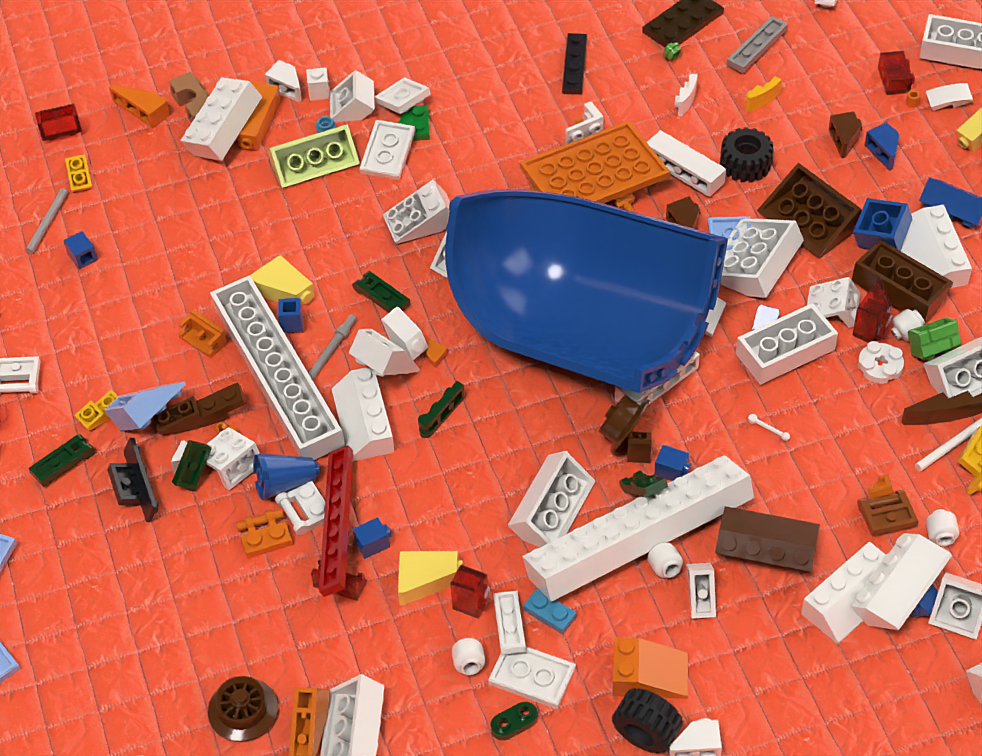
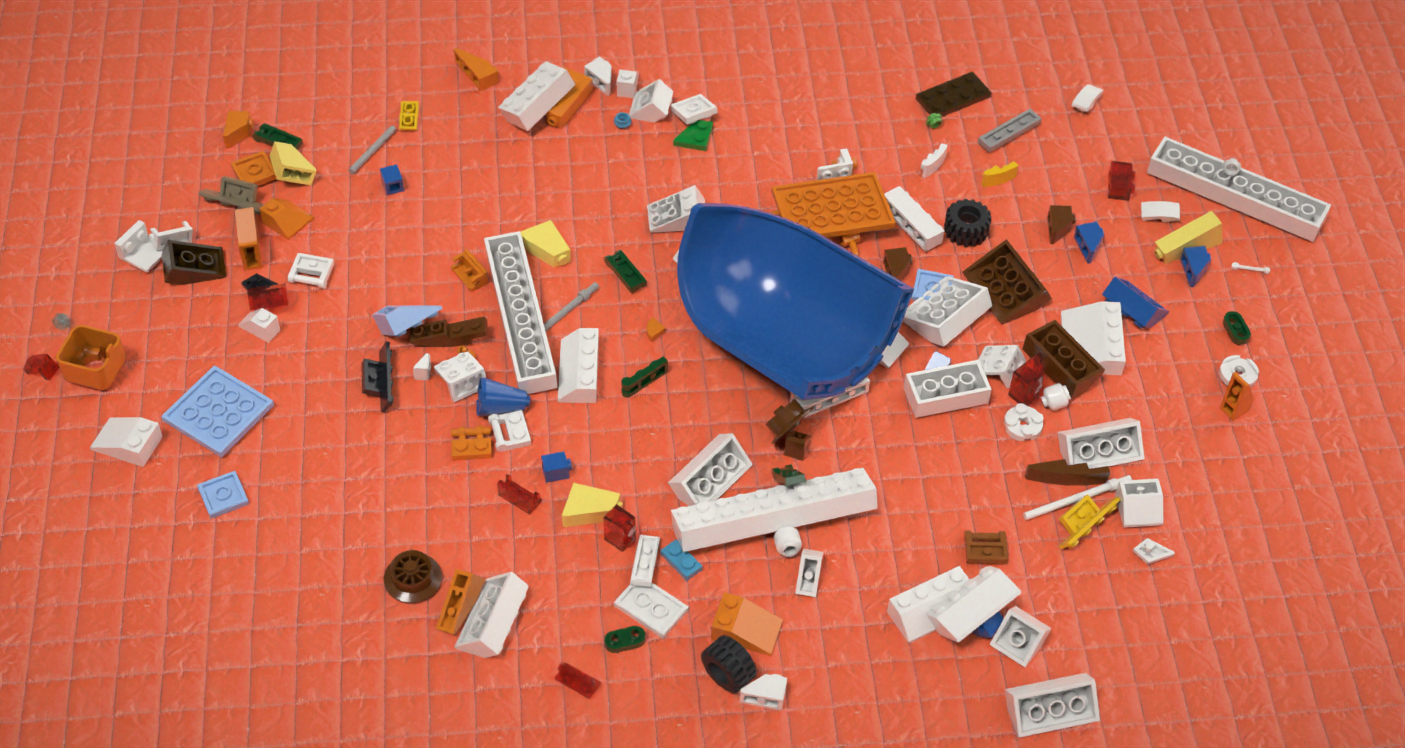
camera: 10 degrees right, 0 degrees up
(58, 122) = (404, 69): clear red brick -> none
(61, 459) = (328, 346): dark green plate -> none
(93, 414) = (363, 316): yellow slope -> none
(188, 92) = (517, 68): medium nougat arch -> none
(191, 465) = (428, 374): dark green plate -> none
(290, 314) = (544, 271): blue brick -> none
(313, 156) = (604, 143): yellowish green slope -> none
(336, 521) = (529, 446): red plate -> none
(381, 354) = (606, 320): white slope -> none
(387, 150) = (667, 152): white tile -> none
(404, 333) = (631, 308): white slope -> none
(468, 656) = (603, 579): white head -> none
(574, 64) = (848, 113): black plate -> none
(672, 463) = (819, 464): blue brick -> none
(753, 419) = (900, 444): white hinge -> none
(767, 538) = (876, 544): reddish brown slope -> none
(881, 487) = (987, 526): orange tile -> none
(882, 221) = (1063, 305): blue brick -> none
(912, 98) = (1128, 206): orange piece -> none
(934, 338) = (1074, 413): bright green brick -> none
(942, 527) = (1026, 570): white head -> none

